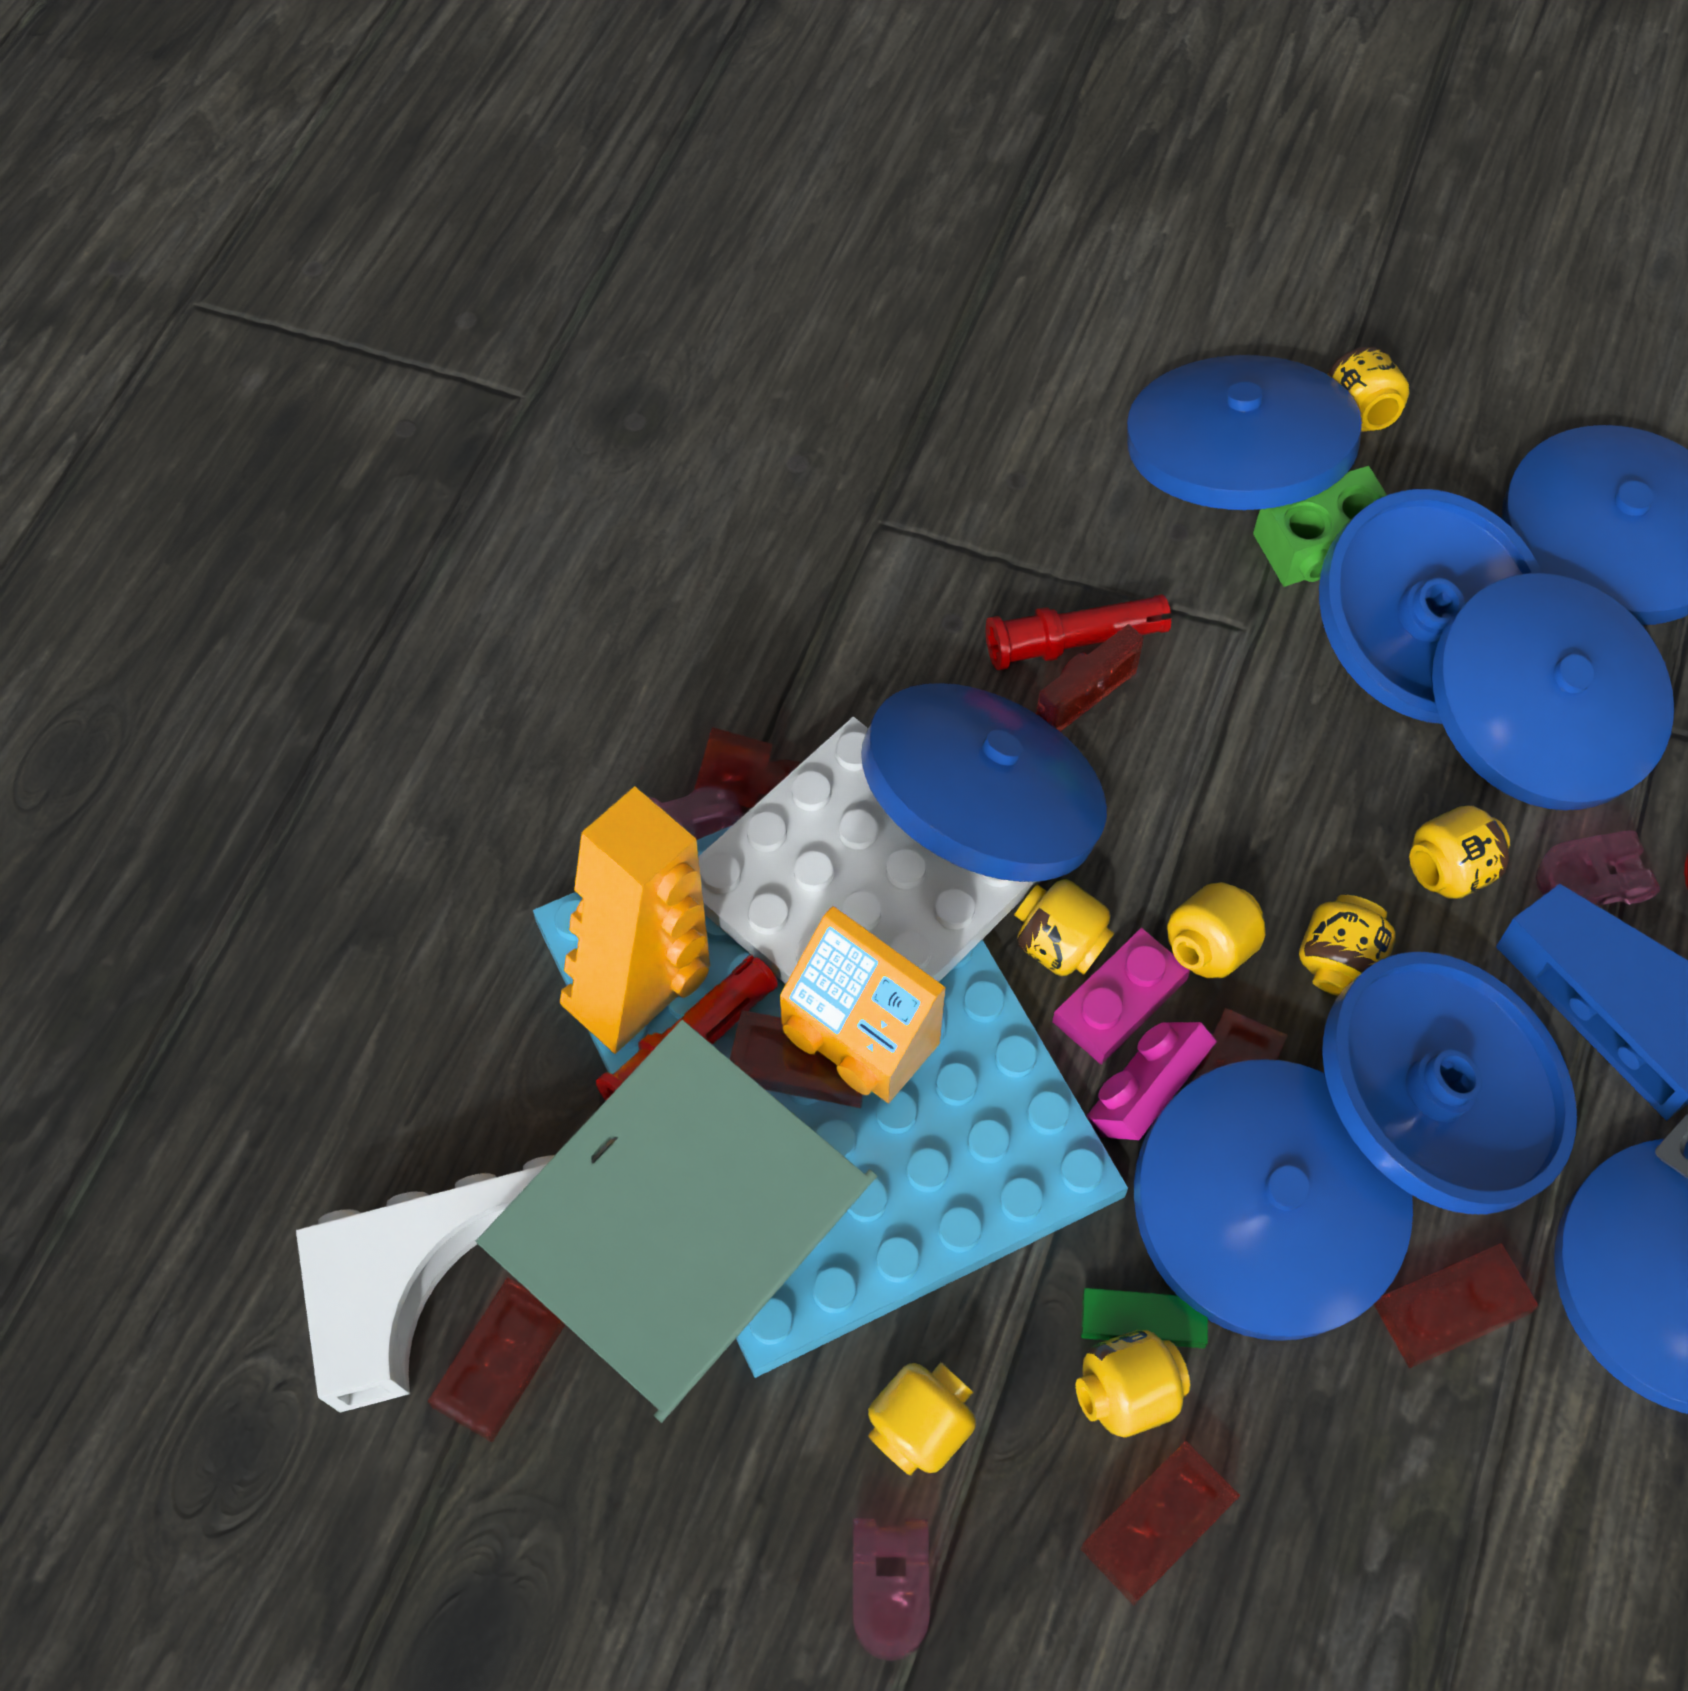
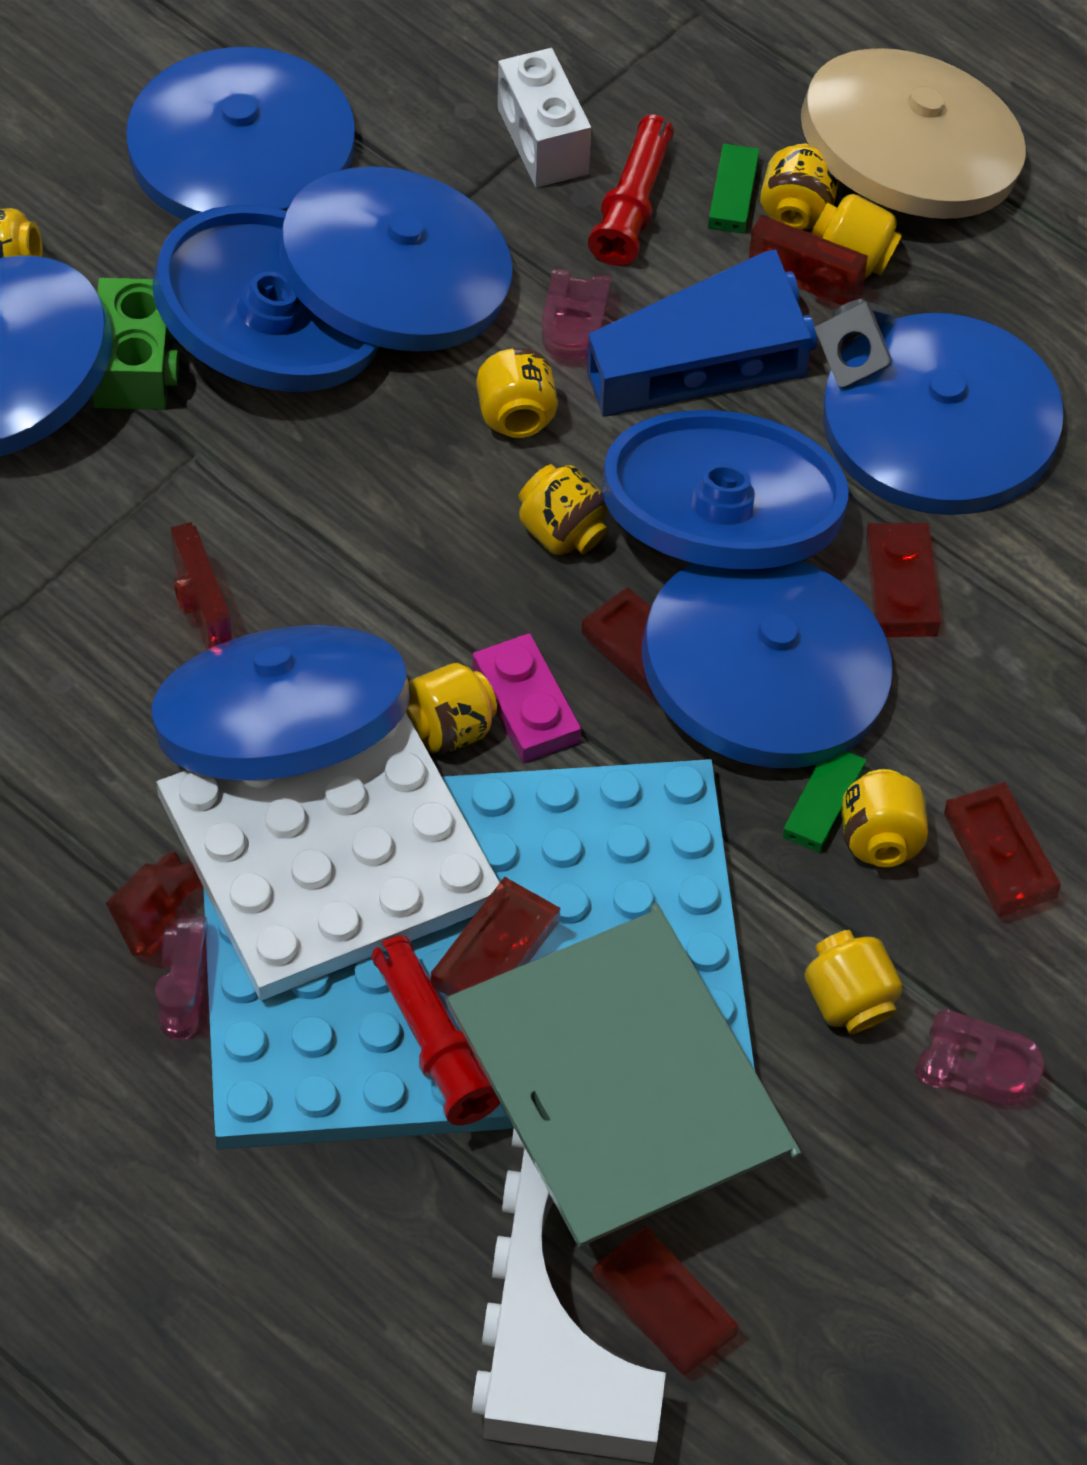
camera: 70 degrees left, 5 degrees down
(635, 922) = (339, 995): light orange wedge -> none
(862, 1007) = (497, 853): light orange slope -> none
(1050, 633) = (129, 601): red pin -> none
(1150, 1080) = (623, 700): dark pink plate -> none
(1216, 930) = (505, 596): yellow head -> none

